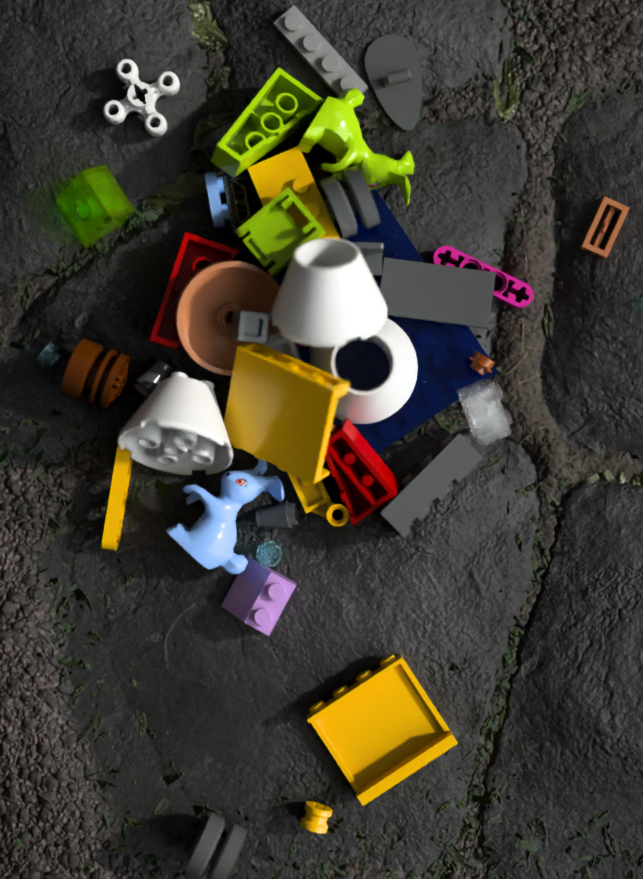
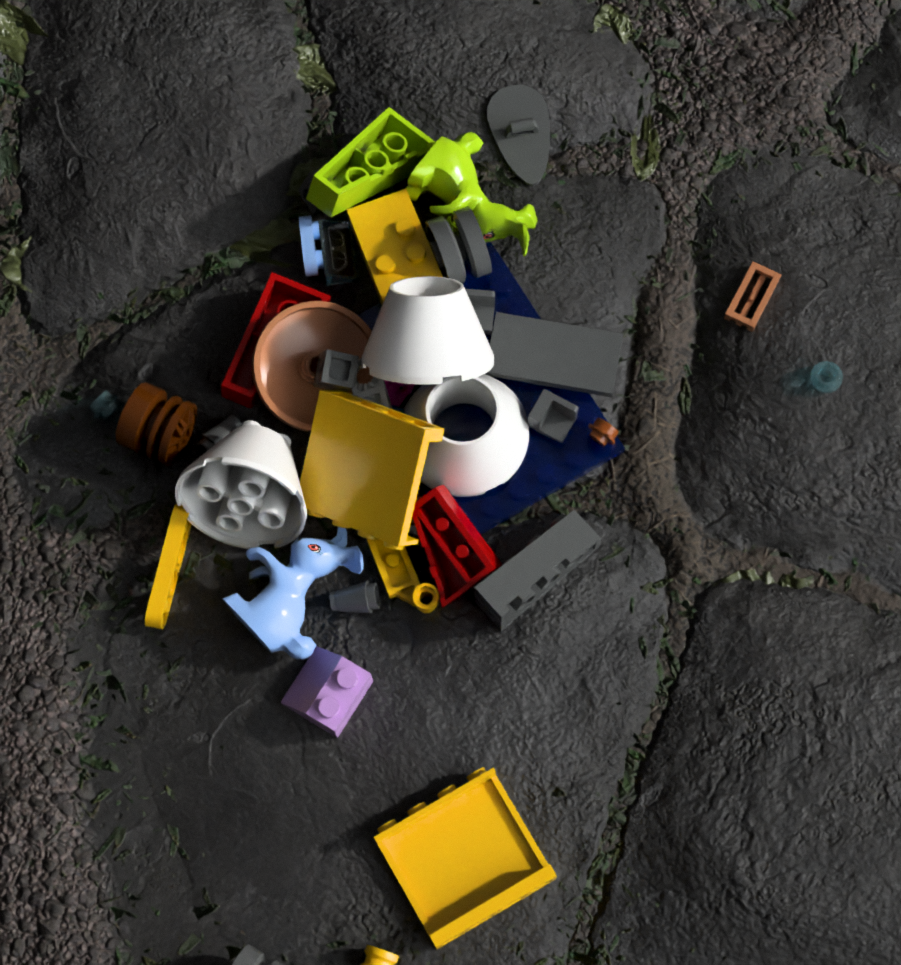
camera: 15 degrees right, 15 degrees down
(94, 204) = (172, 245): clear neon green slope -> none
(150, 92) = (226, 142): white gear -> none
(268, 554) = (342, 641): clear light blue plate -> none
(275, 234) = (370, 270): lime container -> none
(317, 52) = (433, 97): light grey plate -> none
(438, 351) = (553, 416): none -> dark grey panel
(485, 412) = (606, 488): clear brick -> none
(517, 284) = (648, 355): dark pink beam -> none

